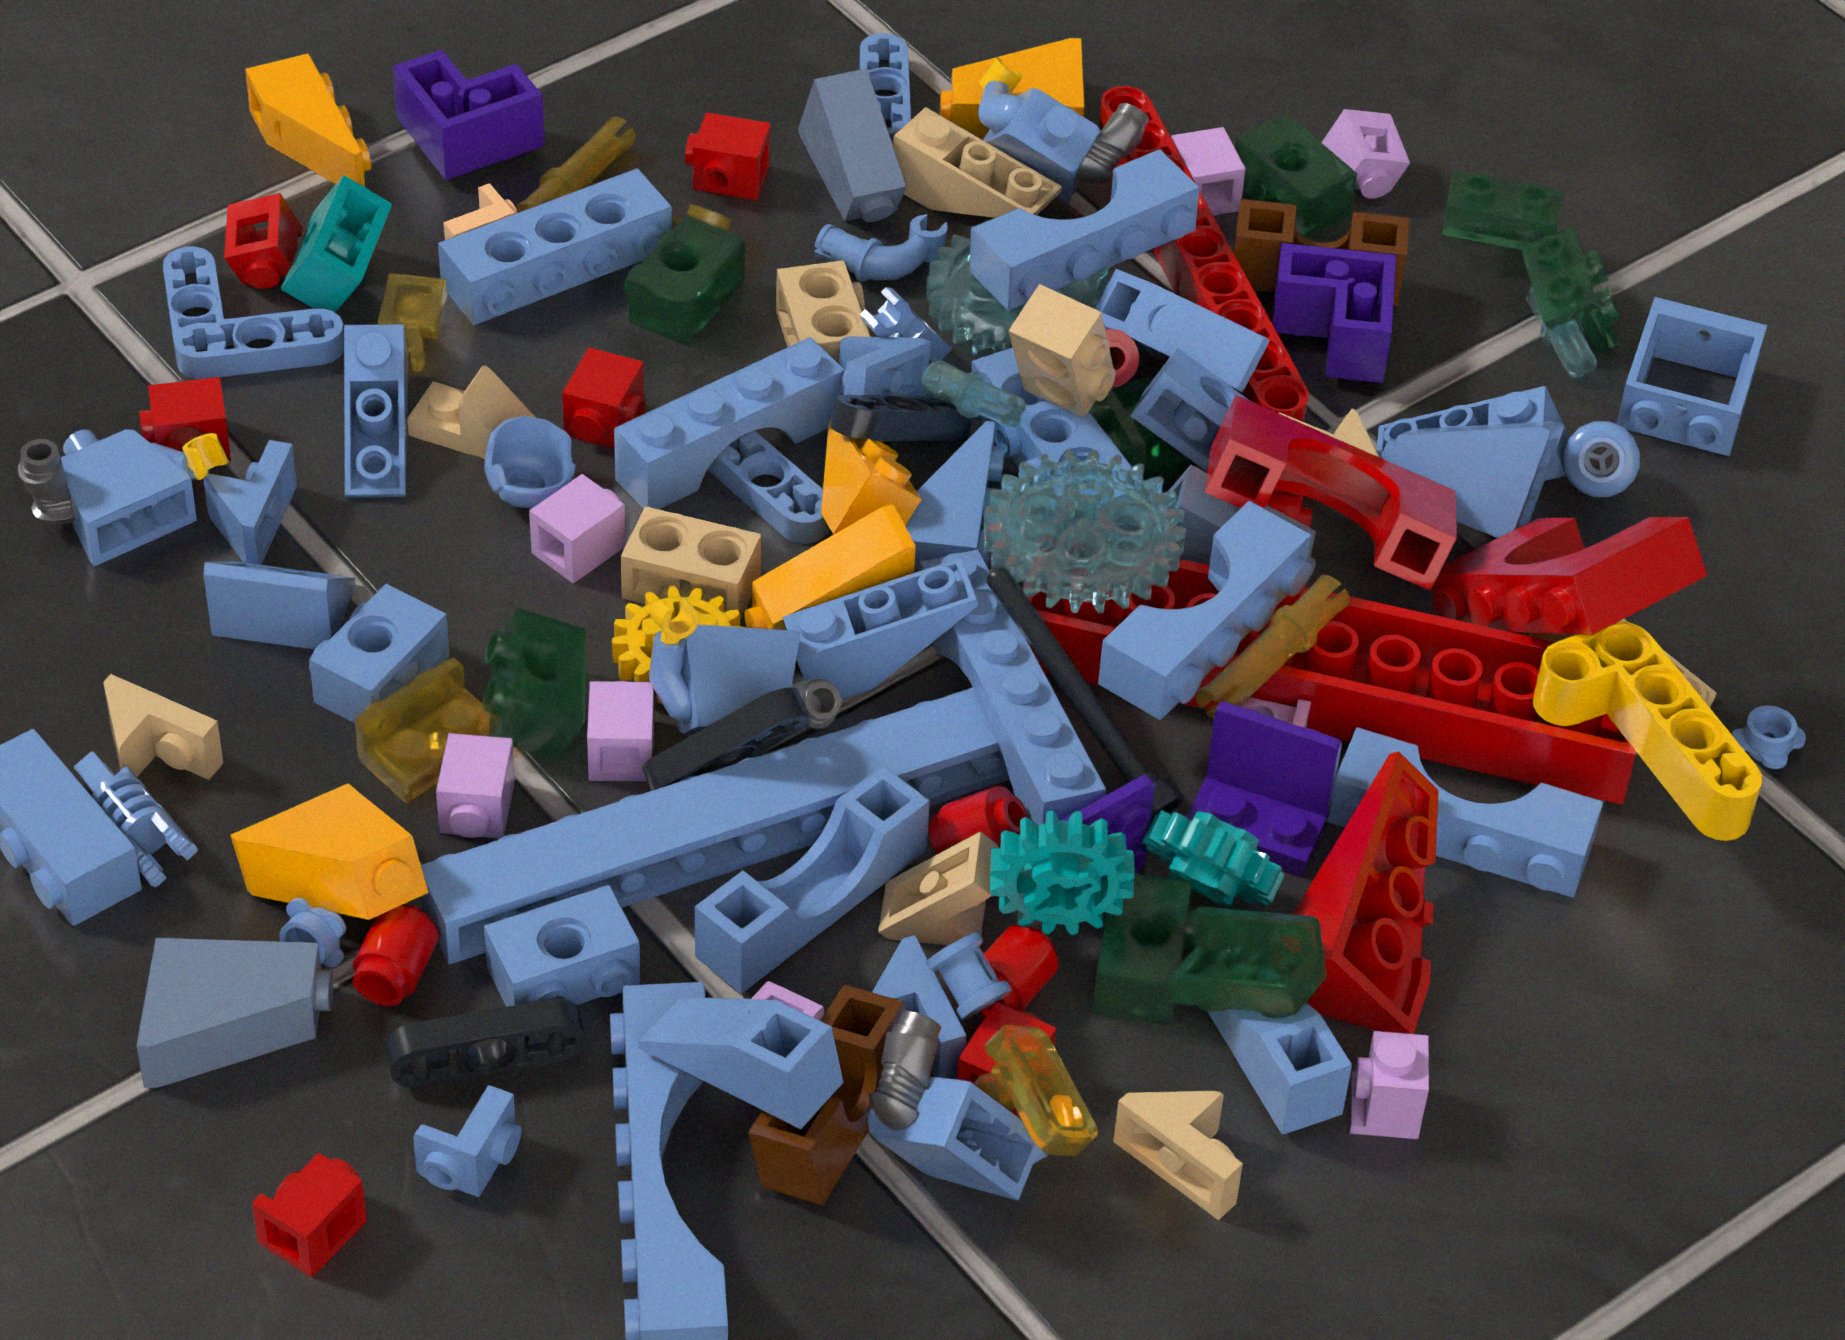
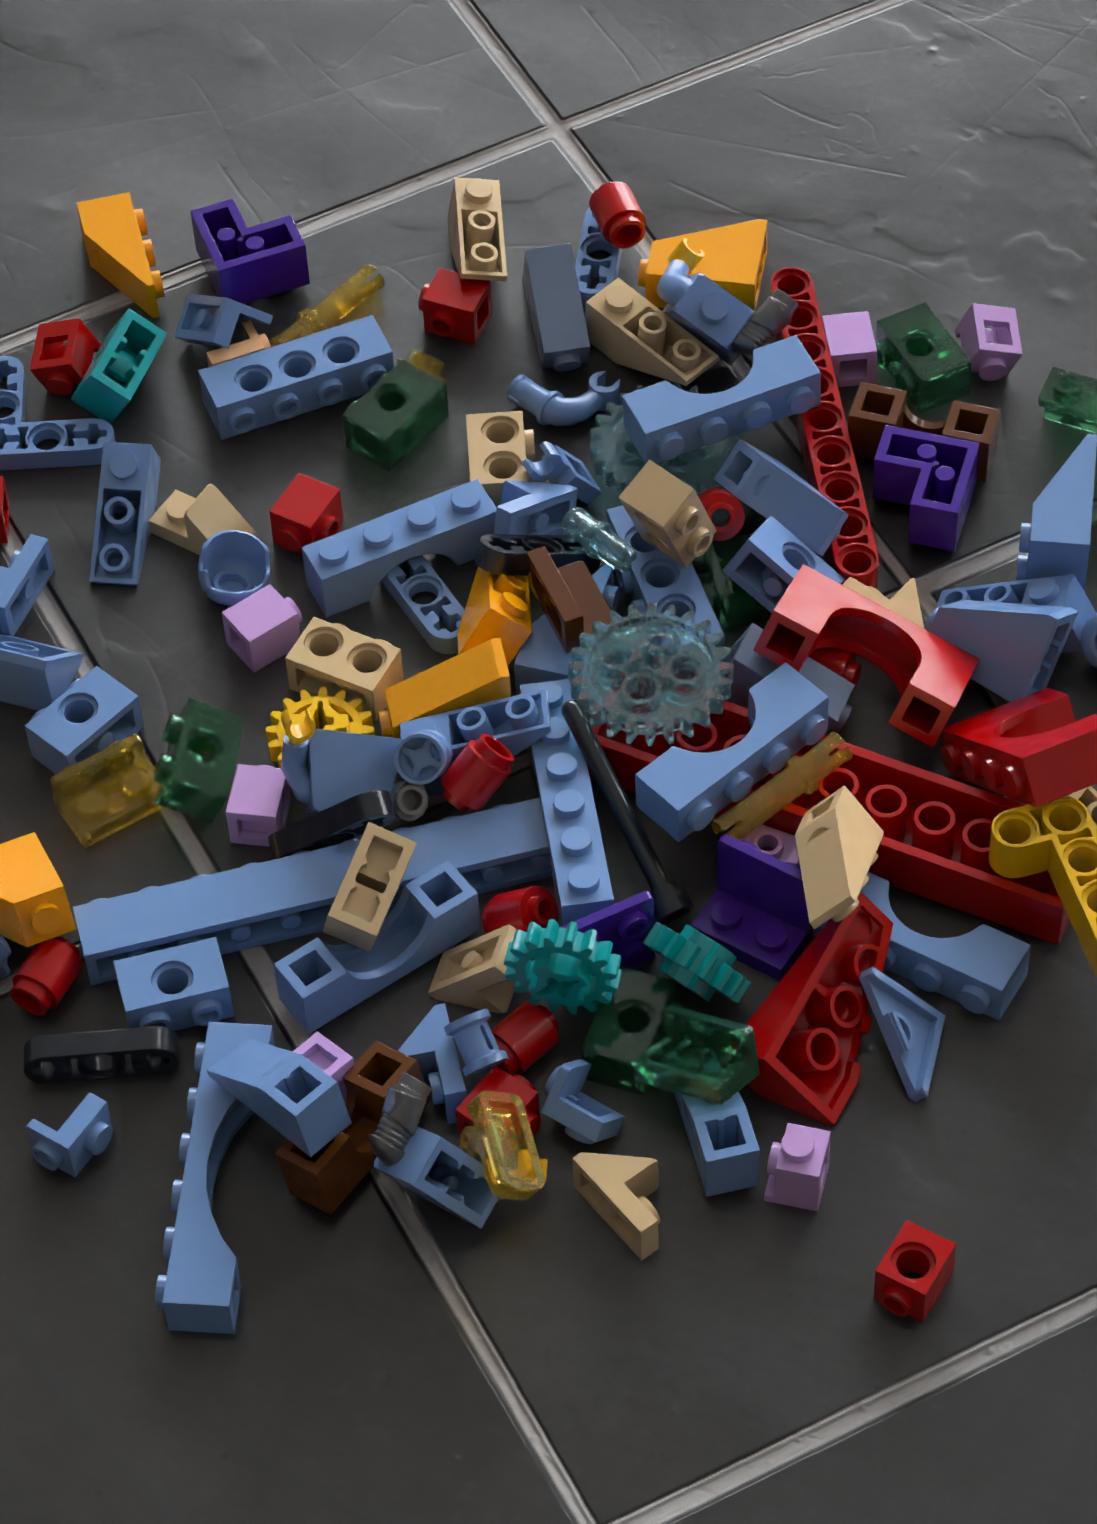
camera: 15 degrees right, 5 degrees up
(419, 306) = (171, 426): clear yellow plate -> none
(445, 186) = (213, 319): none -> medium blue panel
(475, 786) = (136, 841): lavender brick -> none
(738, 68) = (477, 229): none -> tan slope
(798, 803) = (369, 887): none -> tan brick
(829, 648) = (415, 760): none -> medium blue wheel
(895, 664) = (477, 773): none -> red brick
(904, 43) = (618, 214): none -> red brick
(950, 459) = (566, 597): none -> reddish brown panel
(1111, 1056) = (582, 1115): none -> medium blue bracket
(1364, 713) = (835, 853): none -> tan slope
(1479, 912) = (909, 1029): none -> medium blue tile
(1517, 333) = (1061, 521): none -> medium blue slope
(1563, 1171) = (917, 1252): none -> red brick

